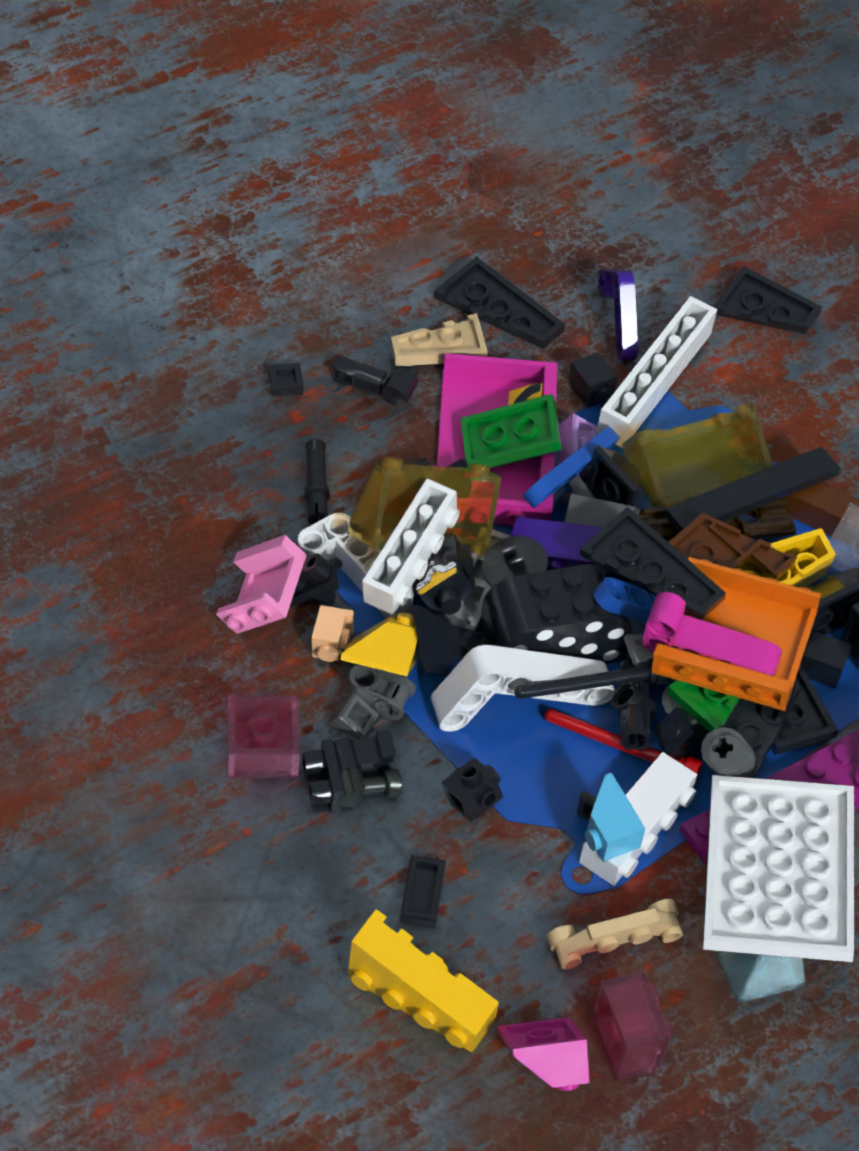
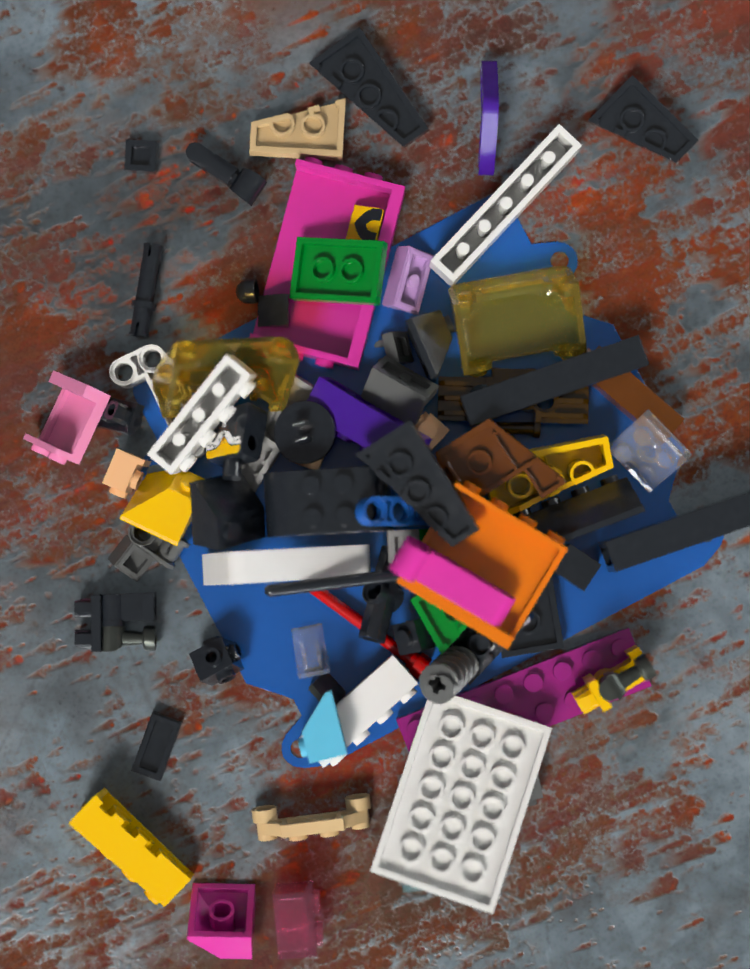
camera: 20 degrees right, 35 degrees up
(263, 736) = (41, 579): clear pink brick -> none
(569, 468) = (385, 324): blue beam -> none
(572, 774) = (310, 651): none -> clear slope
(592, 380) = (440, 204): black brick -> none

